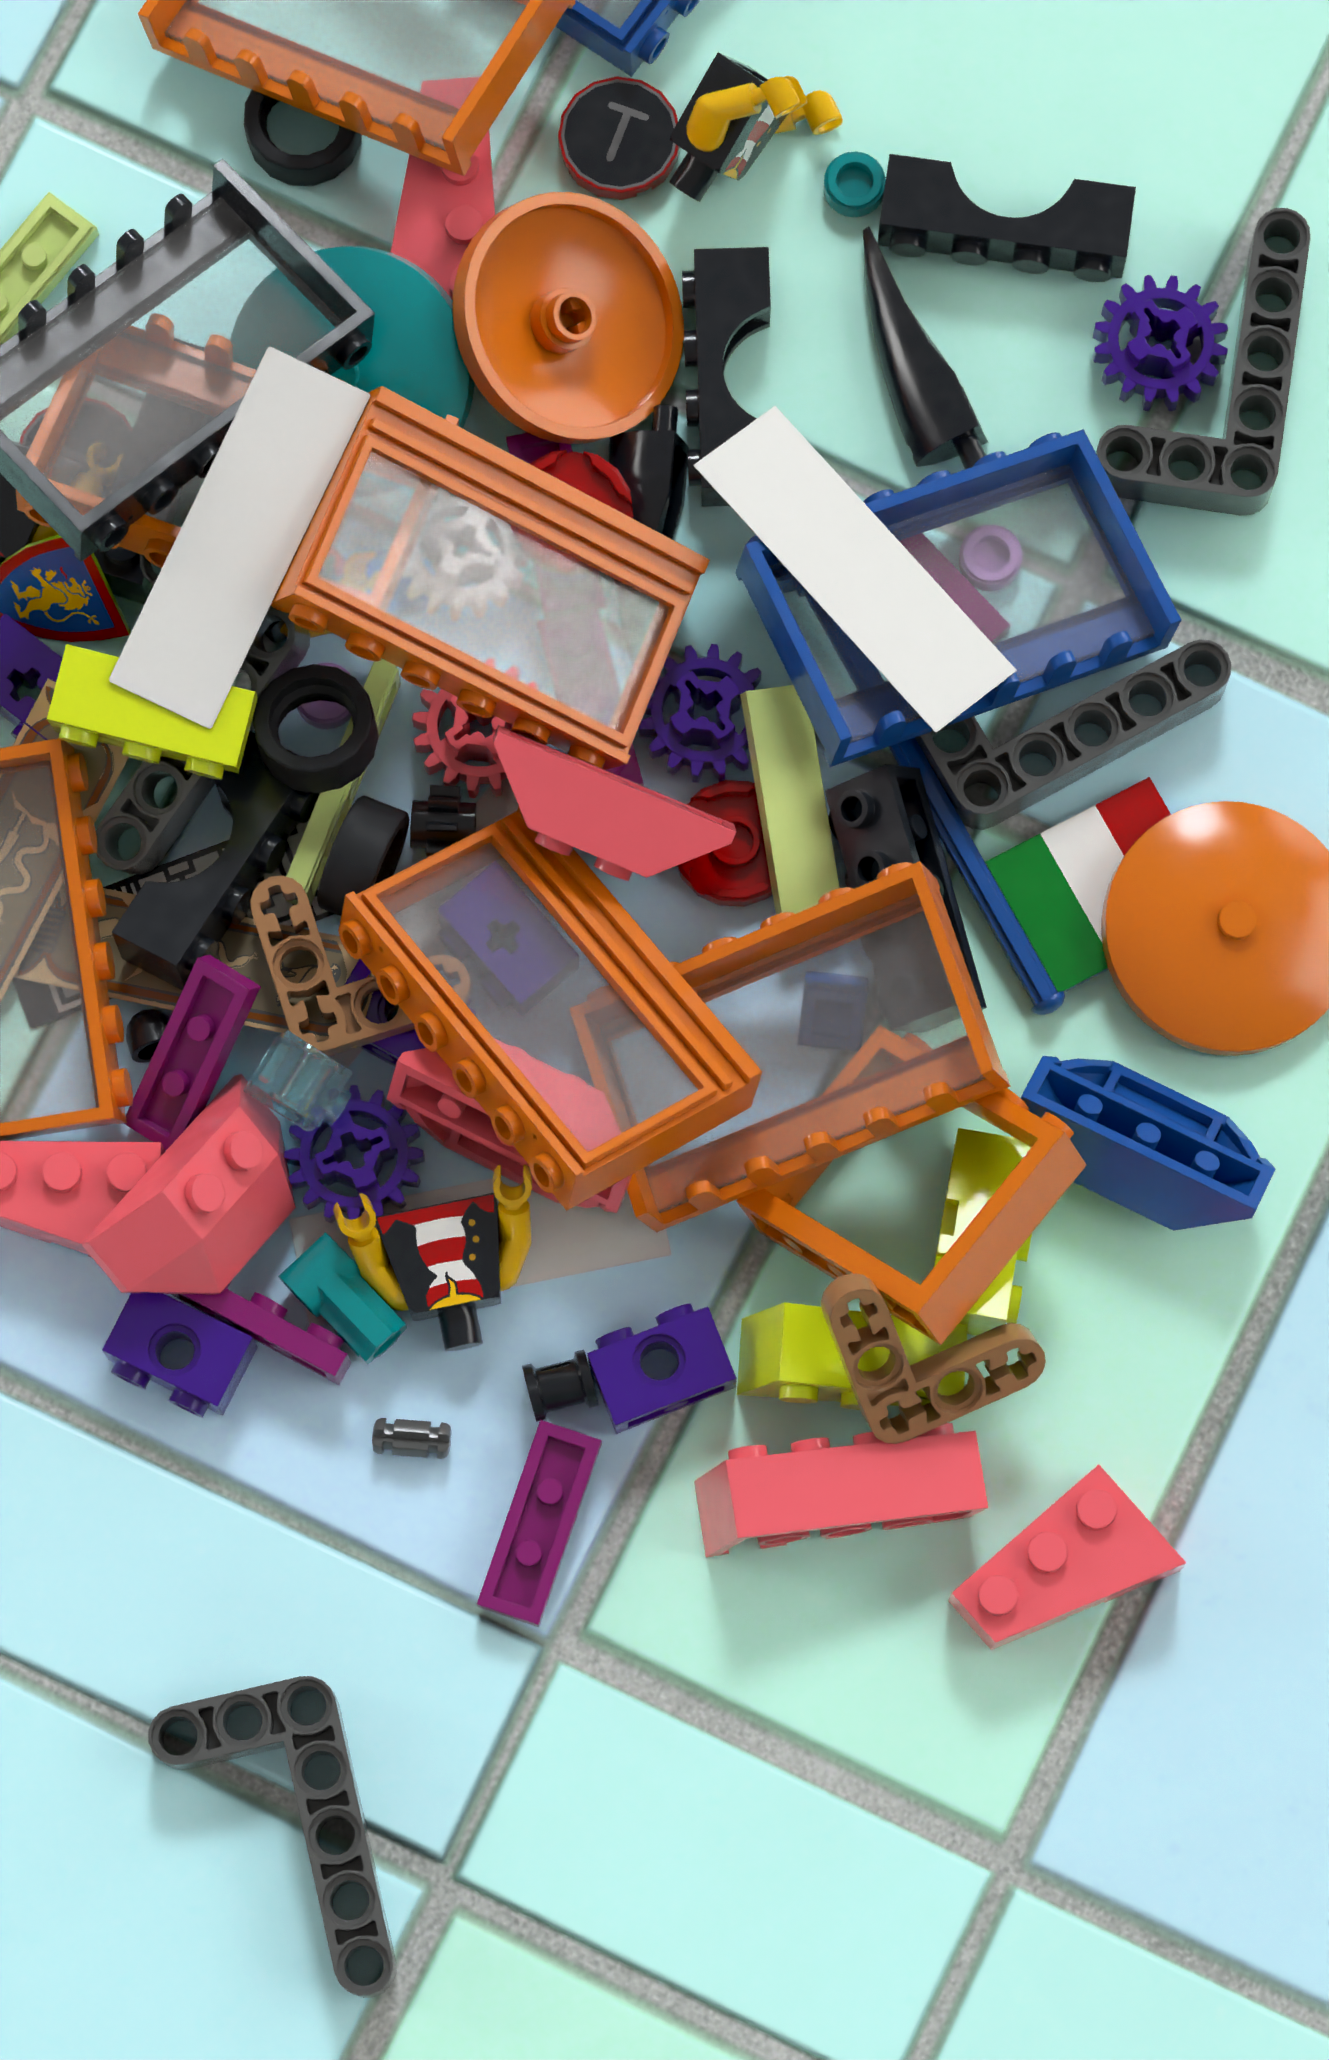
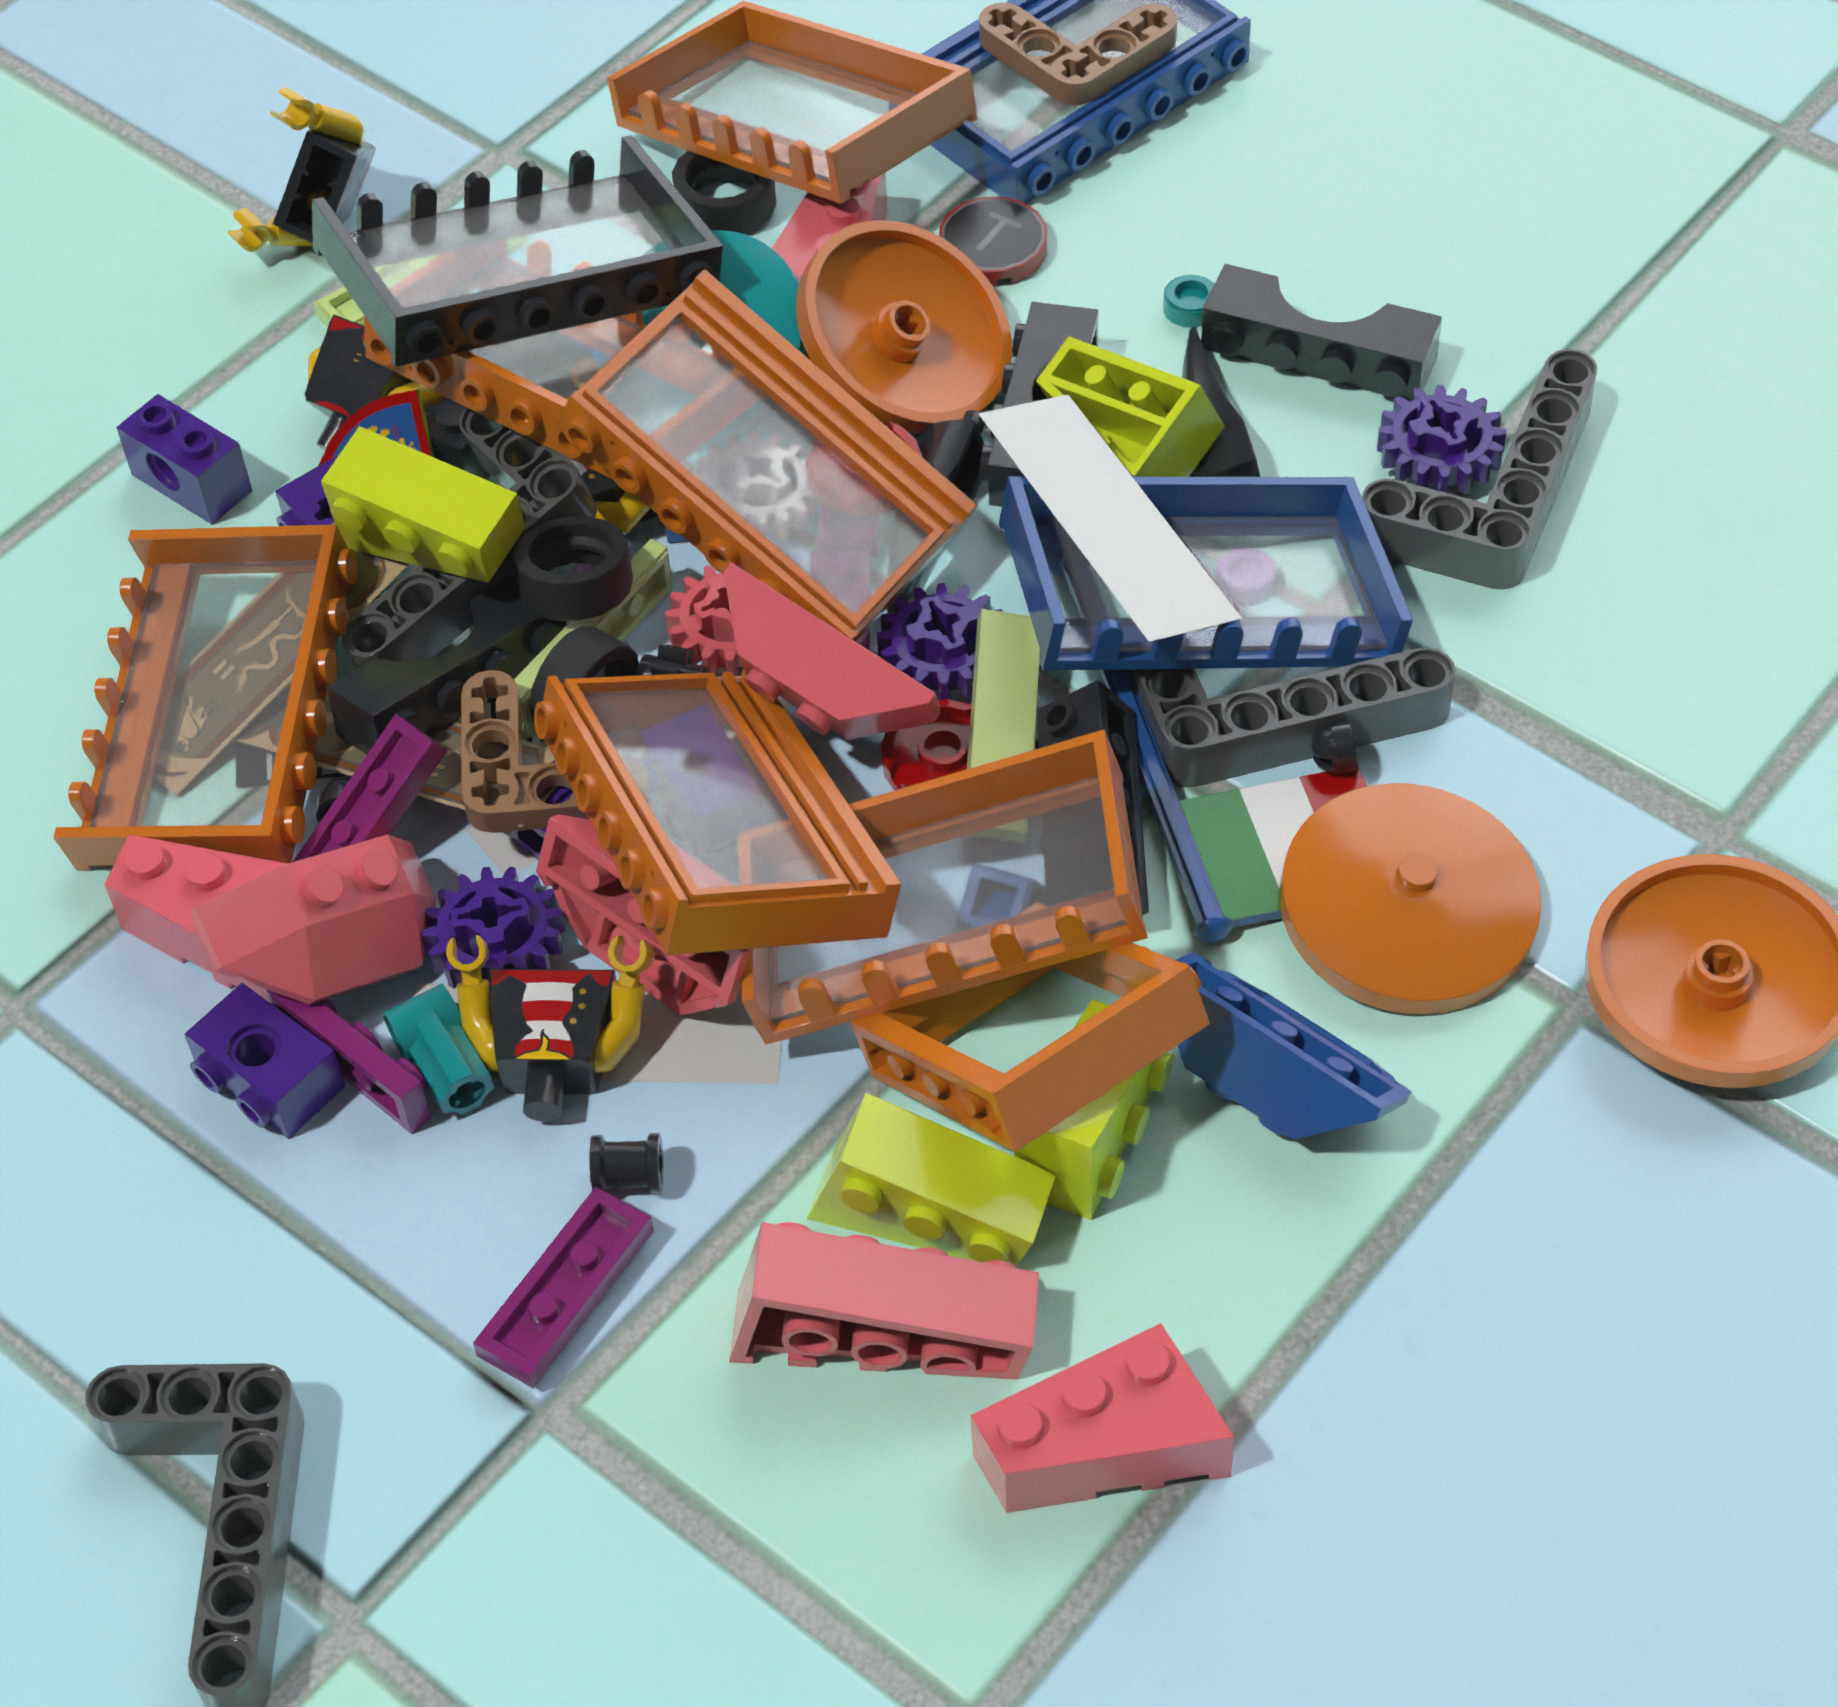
camera: 15 degrees right, 25 degrees down
(239, 537) = (531, 375): white sticker -> none
(300, 1082) = (455, 837): clear light blue brick -> none
(411, 1438) = (463, 1187): dark grey piece -> none
(635, 1397) = (710, 1194): dark purple brick -> none
(736, 117) = (1097, 219): torso -> none
(840, 401) = (1142, 413): none -> neon yellow wedge
(899, 1381) = (963, 1185): medium nougat beam -> none
(1126, 772) = (1335, 749): none -> black hinge

